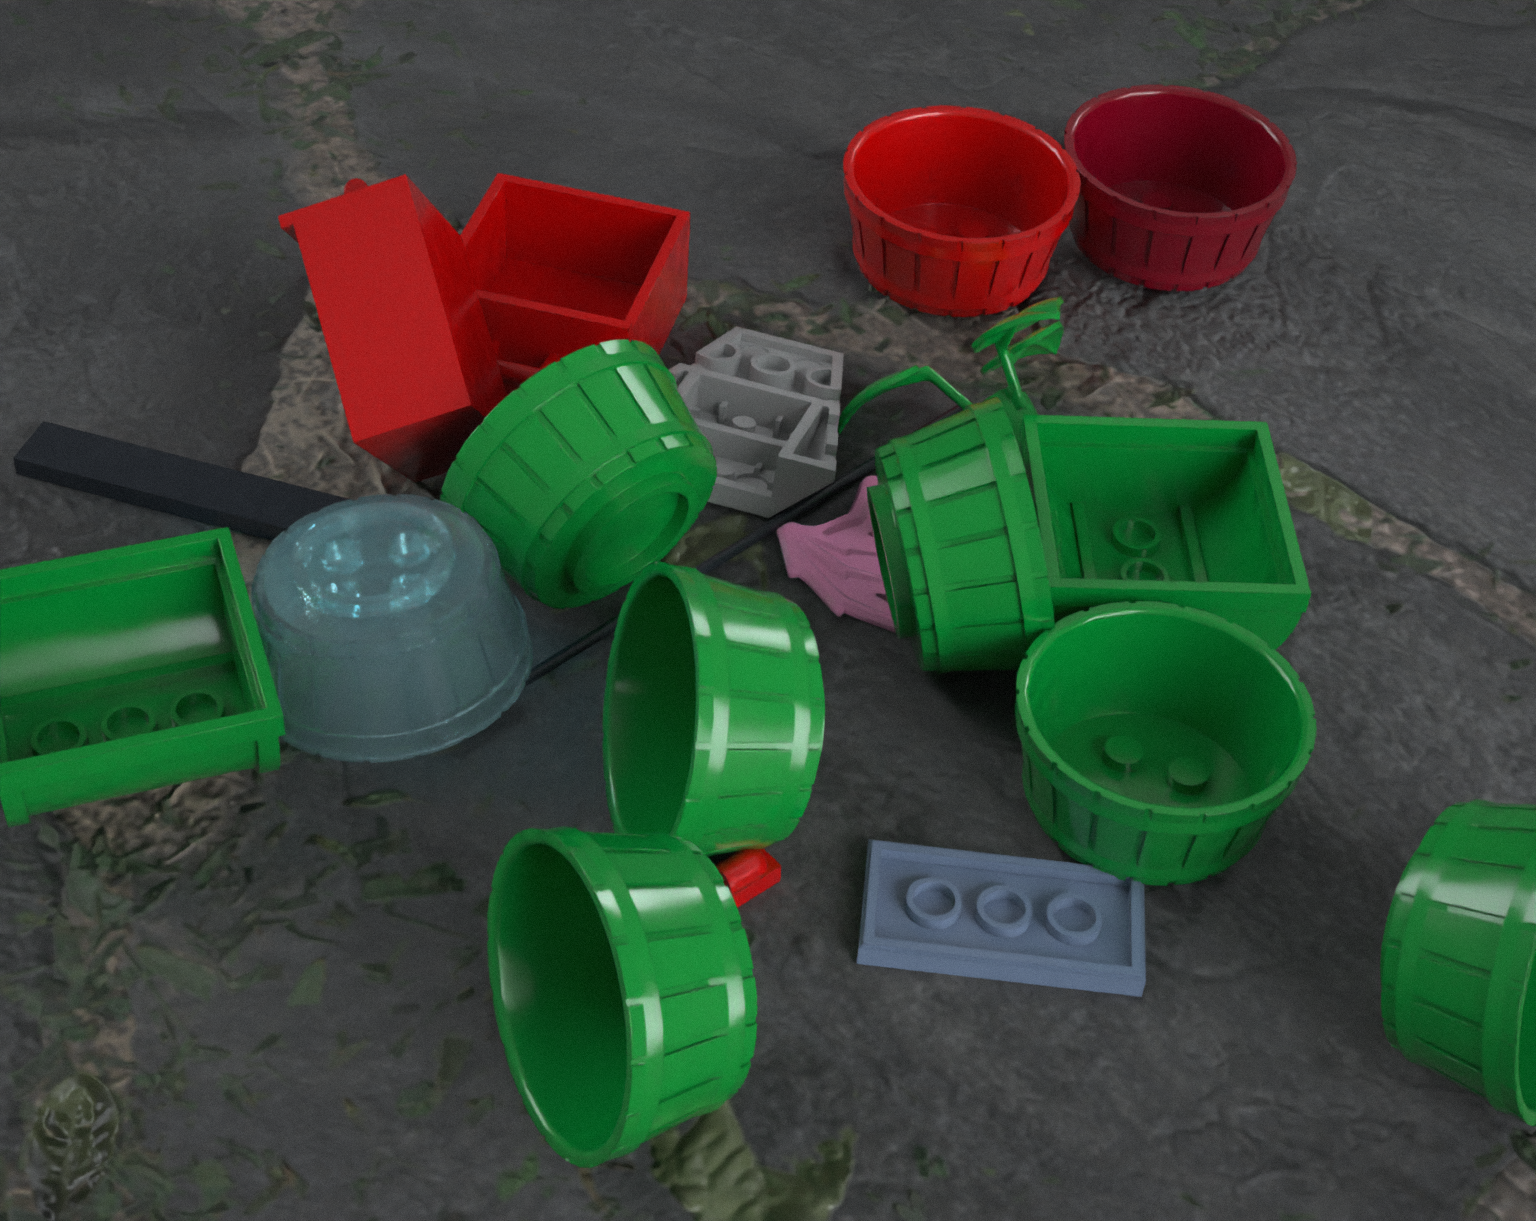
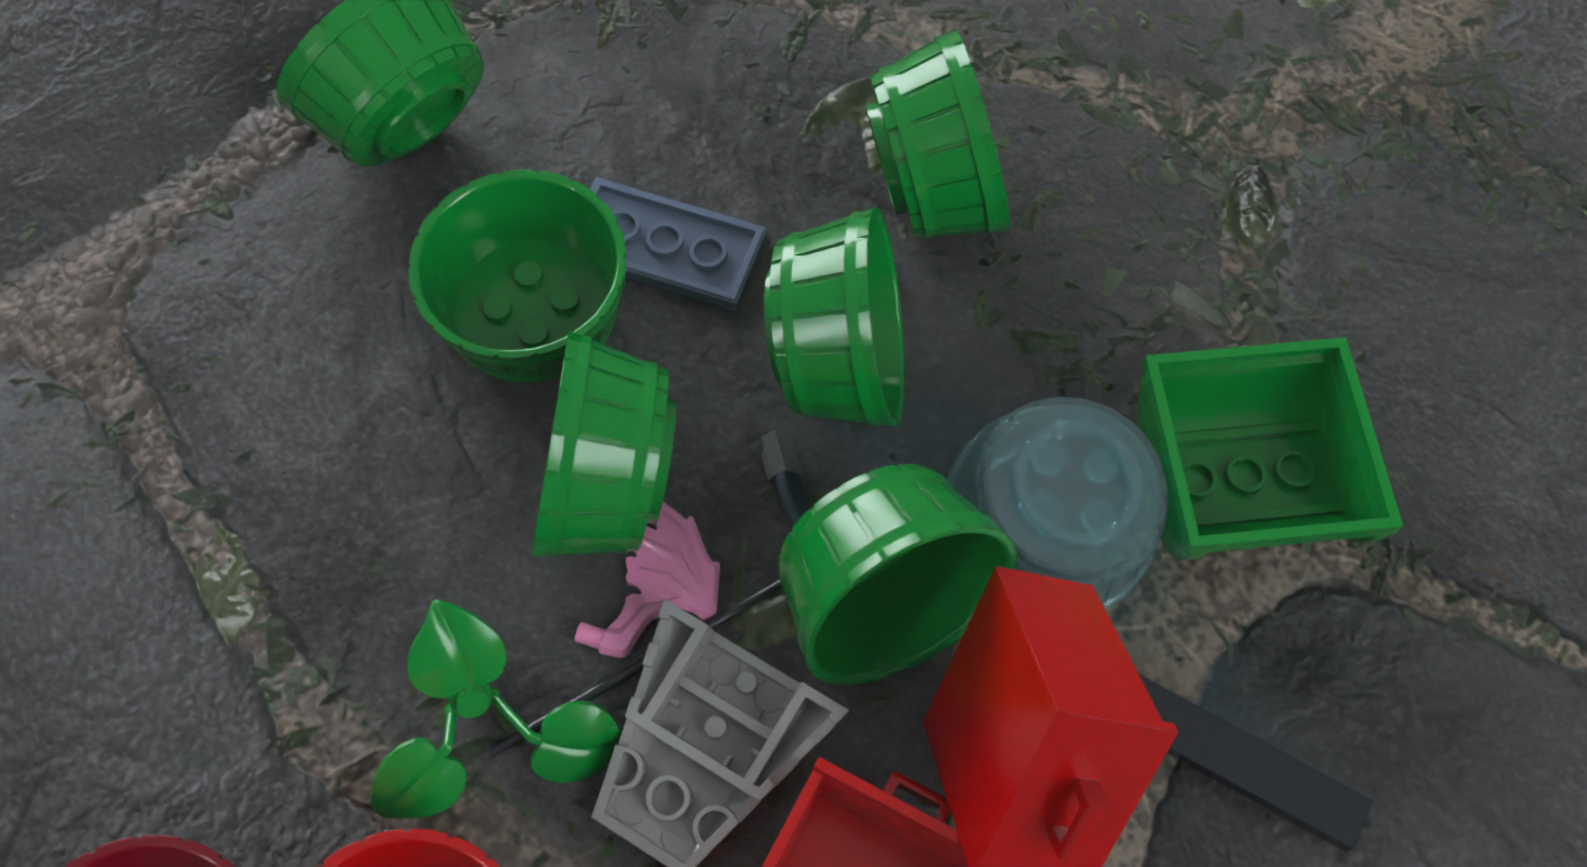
camera: 165 degrees left, 20 degrees up
(1166, 517) = (421, 467): green container -> none

